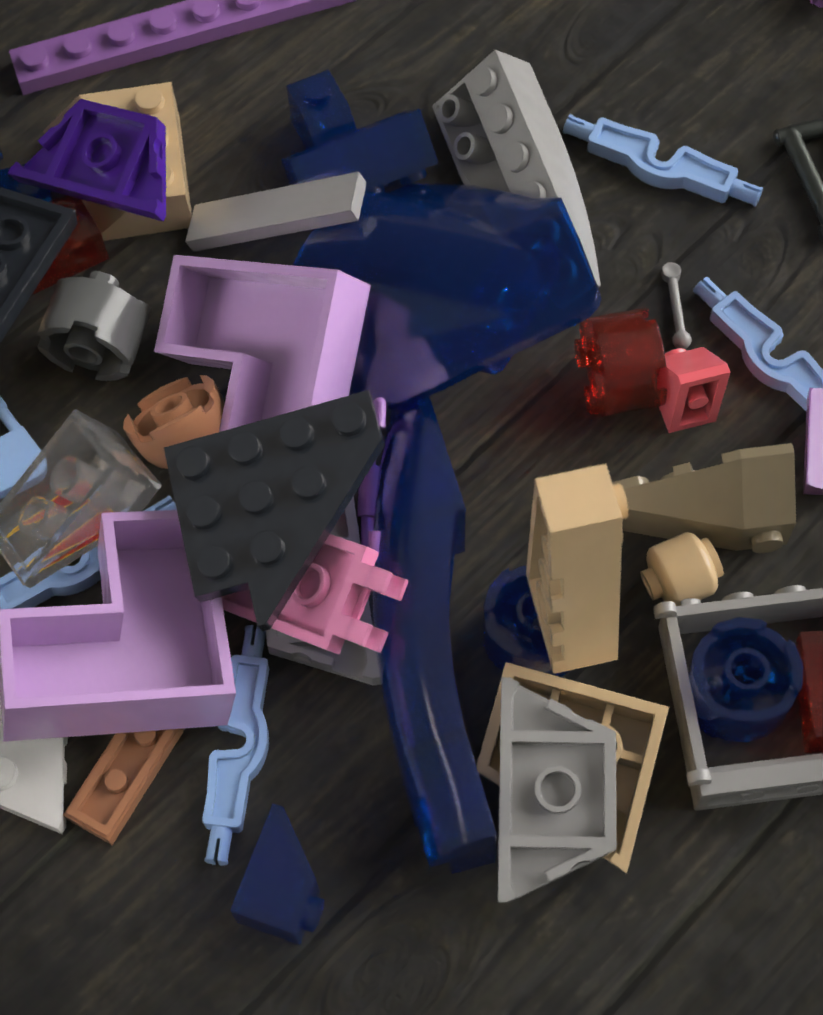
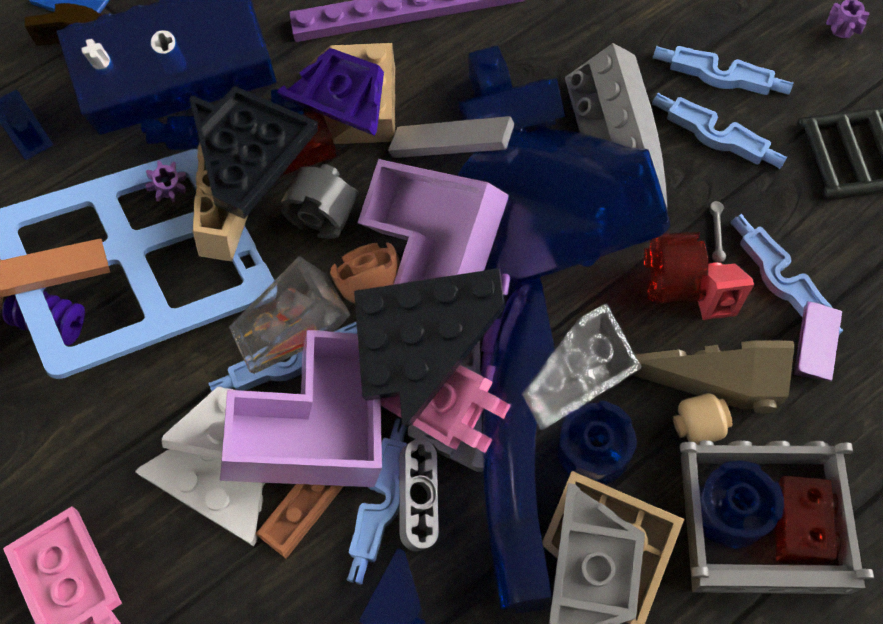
camera: 10 degrees right, 0 degrees up
(313, 763) = (406, 505): none -> light grey beam
(492, 517) = (581, 367): none -> clear wedge
(577, 565) = (632, 412): tan wedge -> none
(683, 76) = (739, 74): none -> light blue piece

